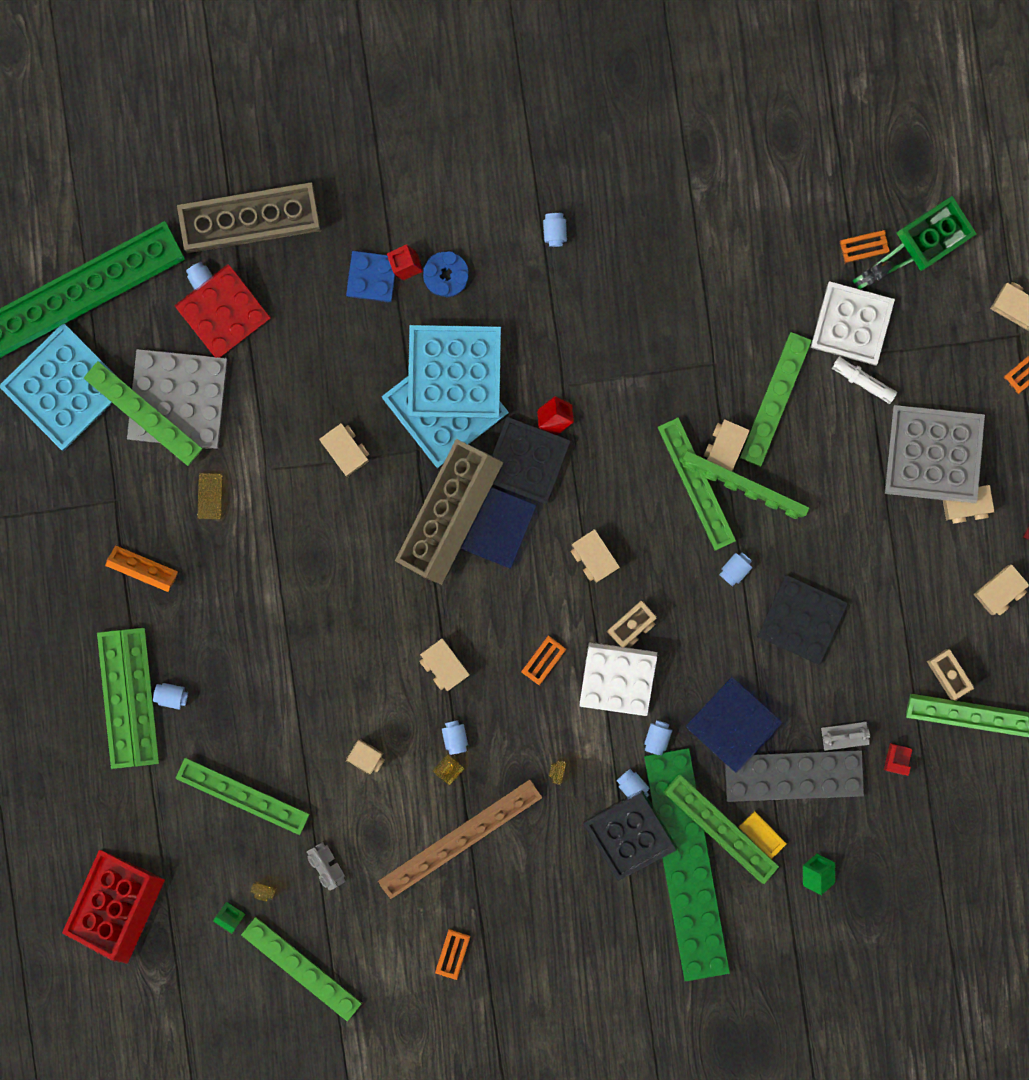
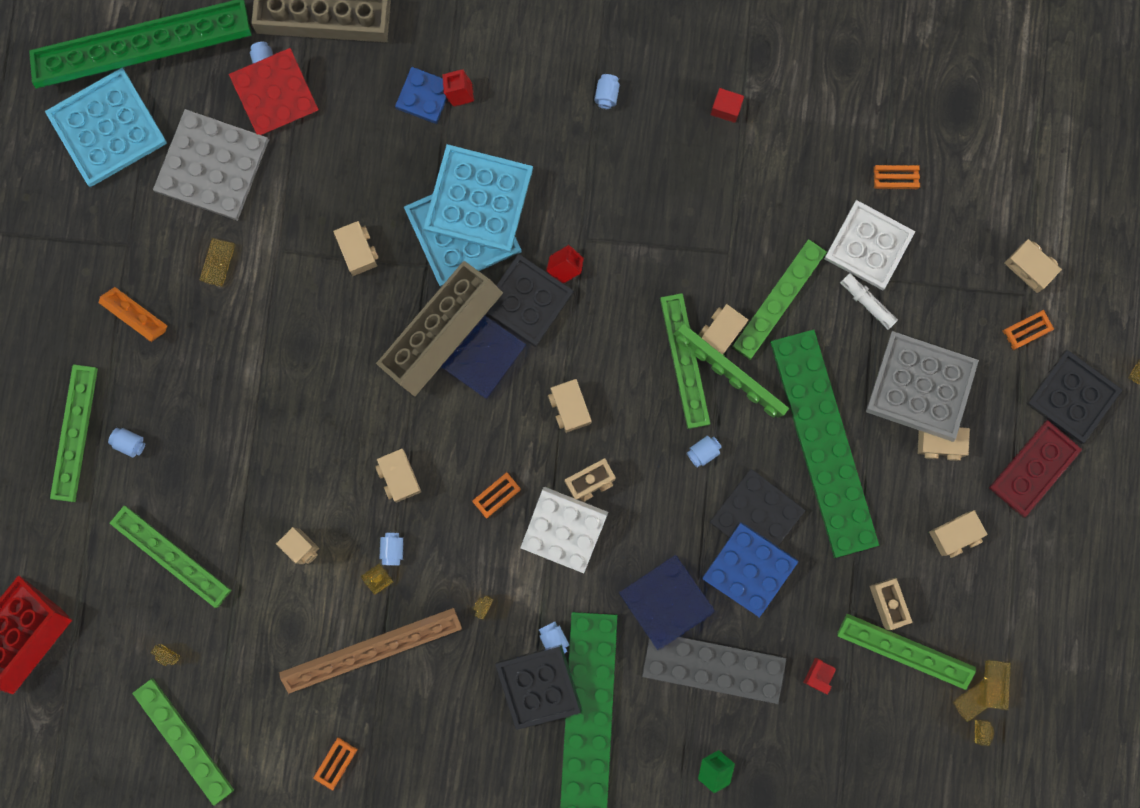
camera: 10 degrees right, 5 degrees down
(139, 697) = (96, 436): bright green plate -> none
(143, 413) = (173, 168): bright green plate -> none
(229, 917) = (124, 673): green plate -> none
(328, 874) = (234, 655): light grey hinge -> none
(458, 277) = (483, 103): blue plate -> none
(658, 737) = (589, 597): light blue brick -> none
(678, 214) = (727, 105): none -> red panel
(721, 829) = (630, 703): bright green plate -> none
(762, 835) = (669, 718): yellow tile -> none
(807, 673) = (750, 569): none -> blue plate
(845, 736) = (773, 640): light grey hinge -> none
(851, 532) = (824, 443): none -> green plate
(925, 239) = (960, 178): green slope -> none

